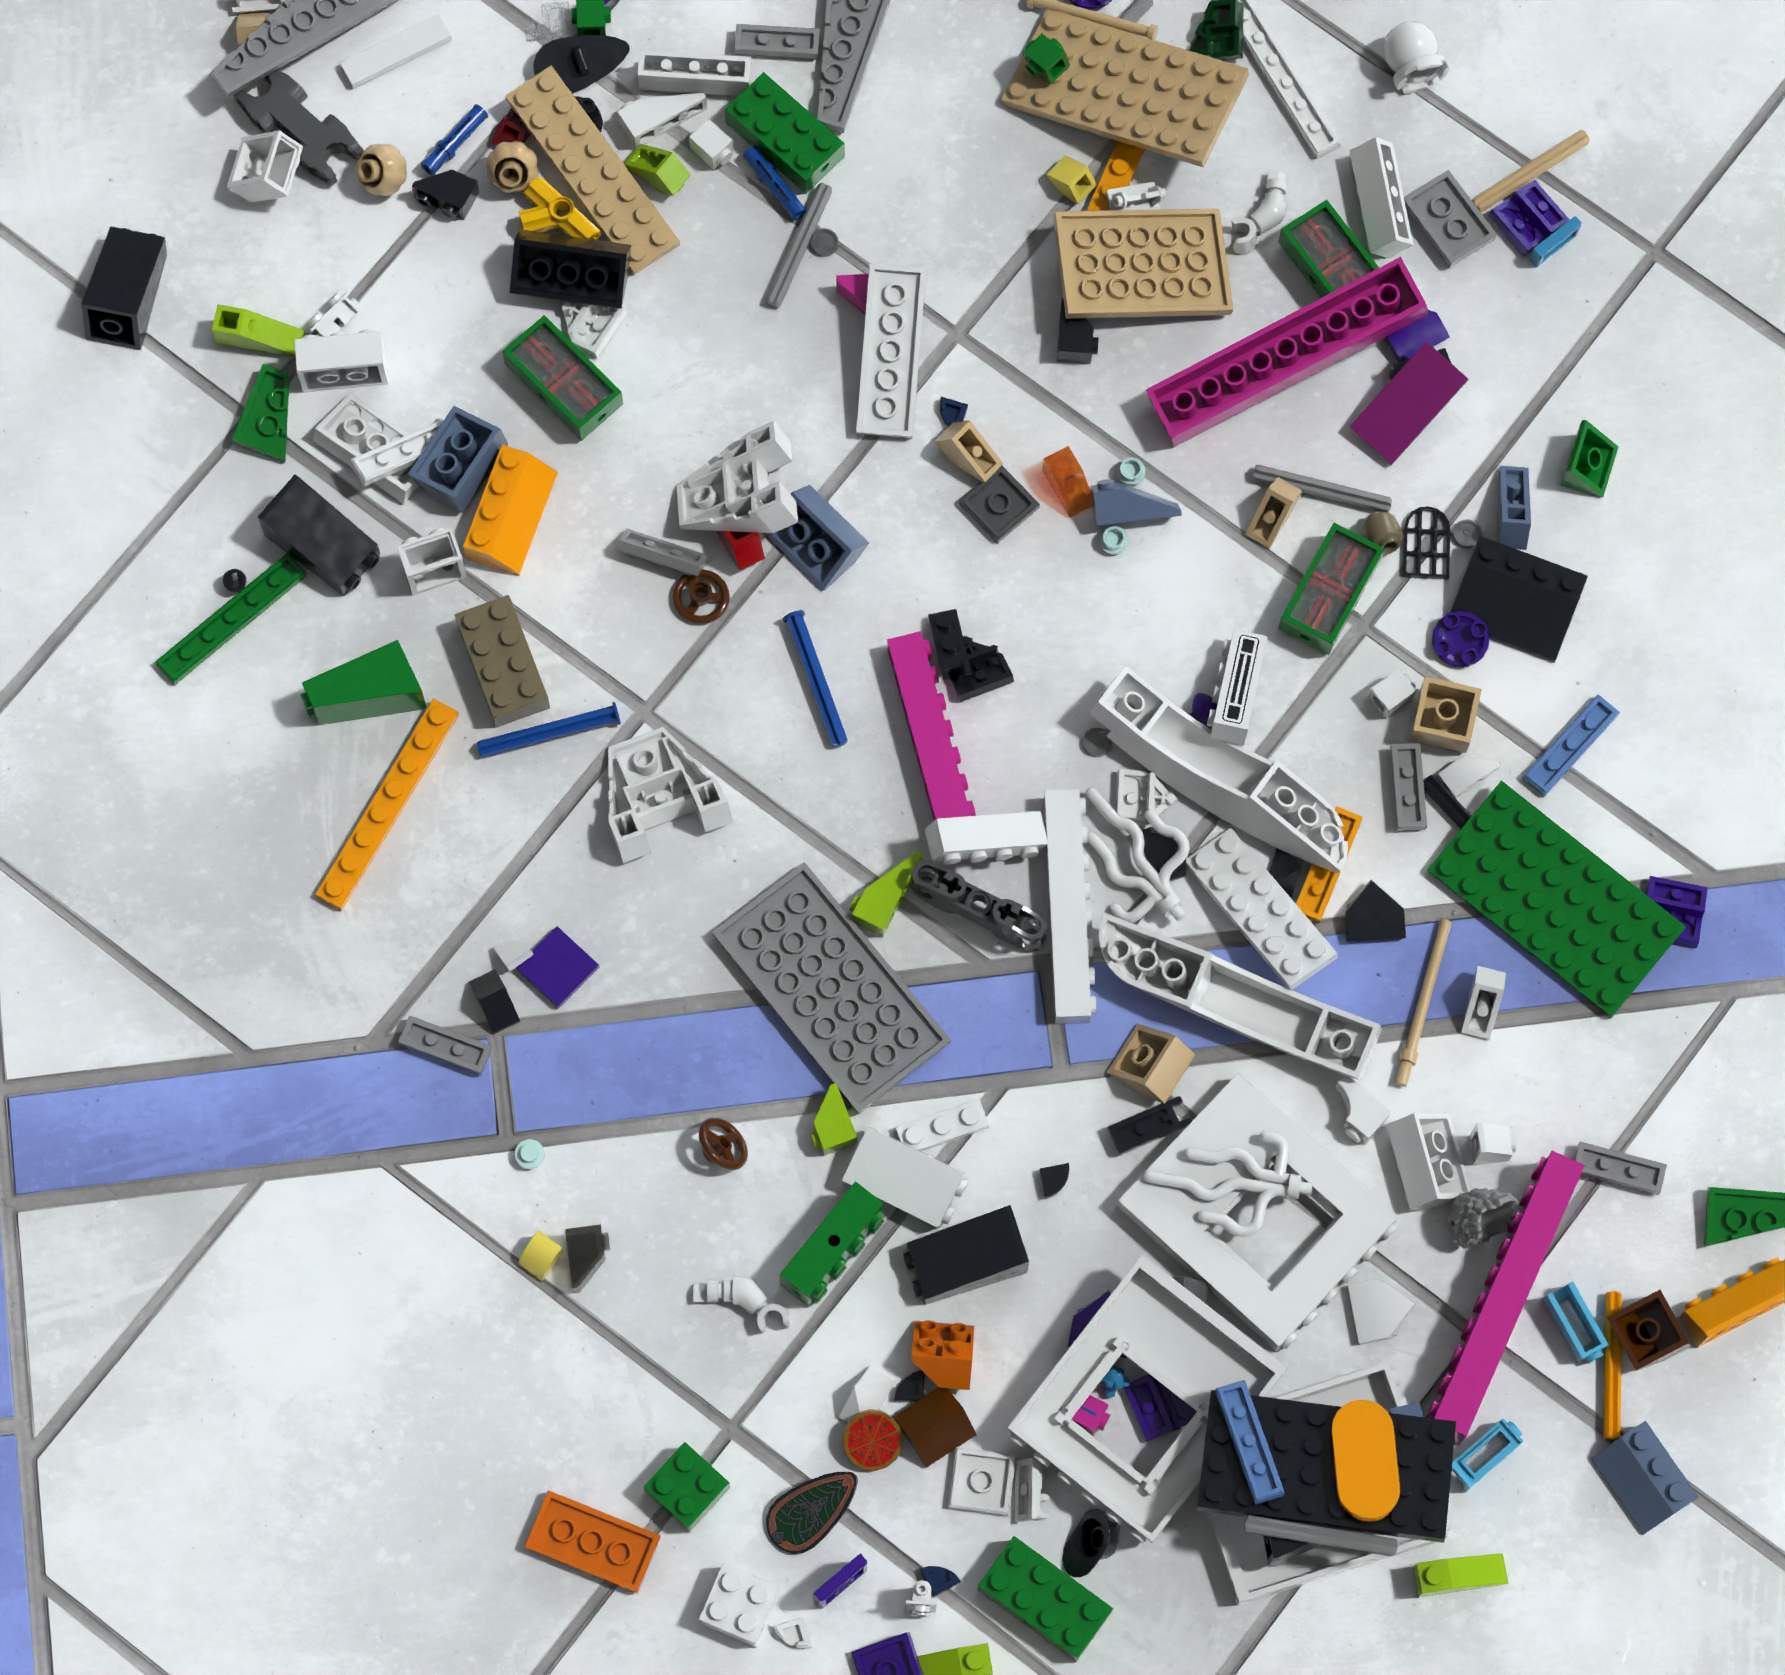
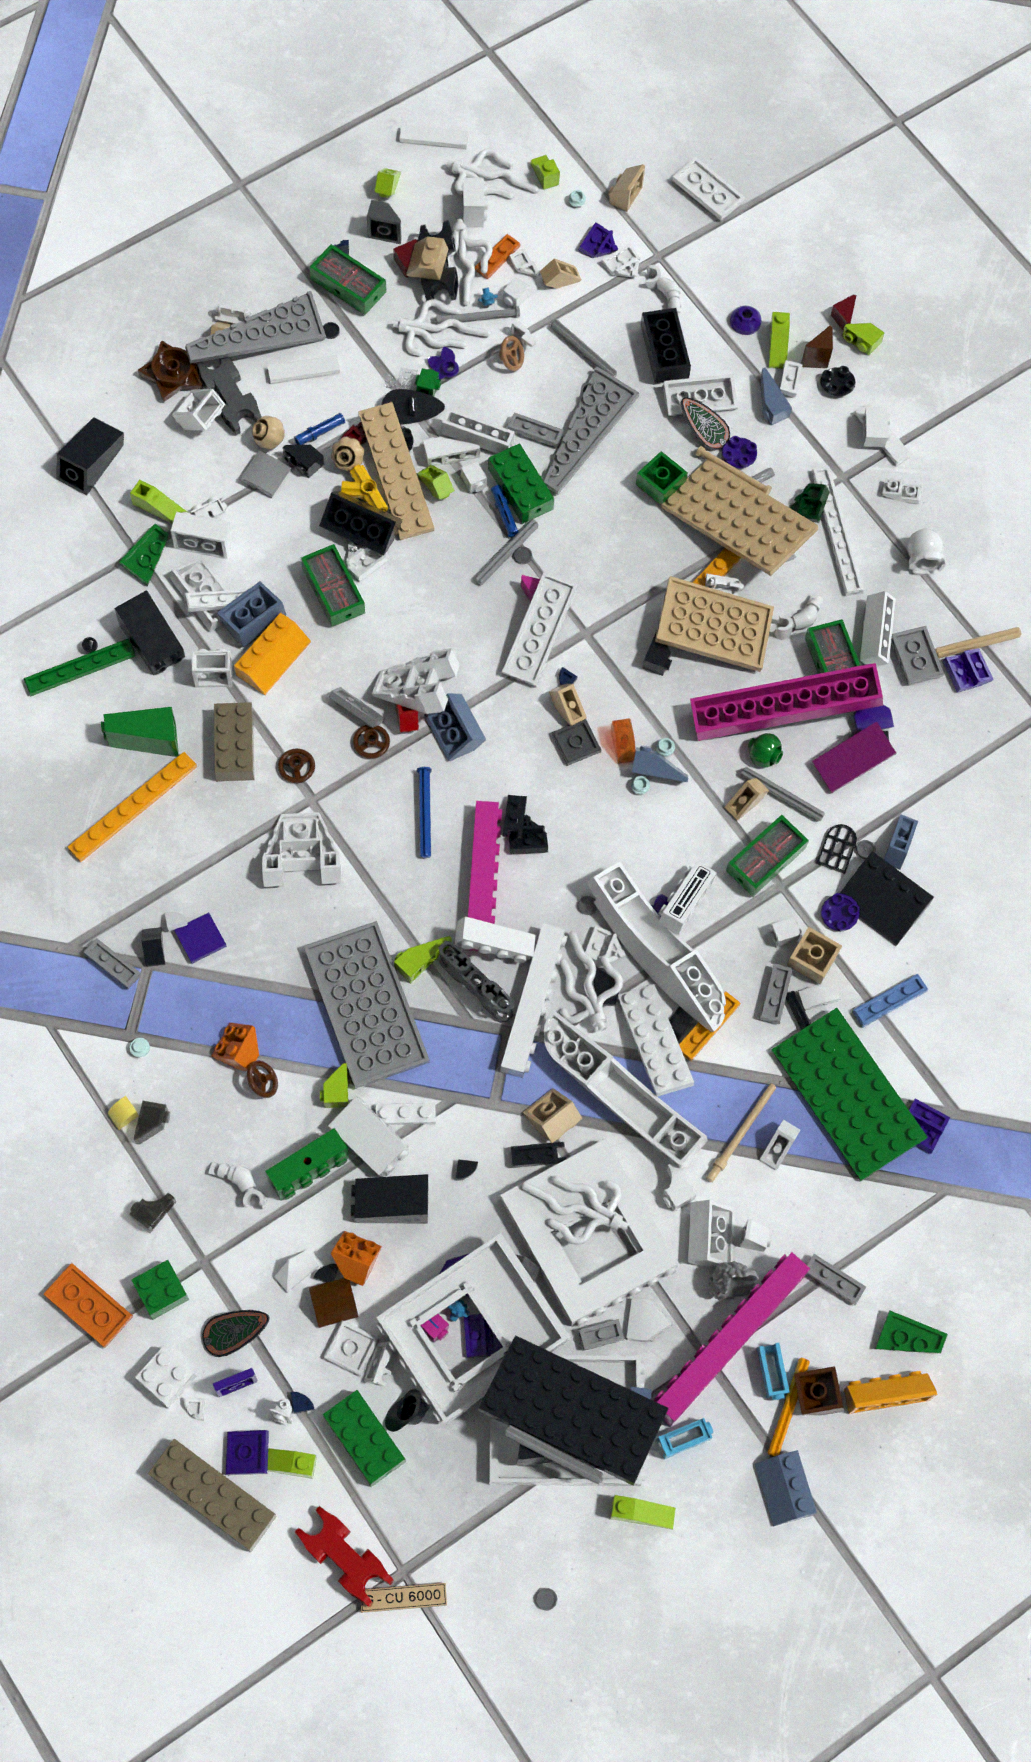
camera: 15 degrees right, 5 degrees down
(198, 133) = (171, 371): none -> reddish brown plate
(398, 234) = (265, 473): none -> light grey slope
(548, 731) = (253, 793): blue axle -> none
(604, 657) = (296, 758): none -> reddish brown piece
(631, 1386) = (150, 1213): none -> clear smoke arch
(670, 1107) = (237, 1046): none -> orange slope
(872, 1440) = (289, 1298): tile -> none
(989, 61) = (661, 477): none -> green brick
(1045, 58) = (695, 485): green brick -> none
(1072, 179) = (688, 562): light yellow brick -> none
(1249, 1442) = (527, 1377): medium blue tile -> none
(1277, 431) = (765, 750): none -> green plant
(1323, 1349) = (601, 1334): none -> light grey plate
(1365, 1460) = (599, 1413): light orange tile -> none
(1374, 916) = (727, 1068): black slope -> none
(1383, 530) = (812, 830): dark tan head -> none
(1555, 241) = (979, 688): dark azure tile -> none
(1589, 461) = (958, 828): green slope -> none

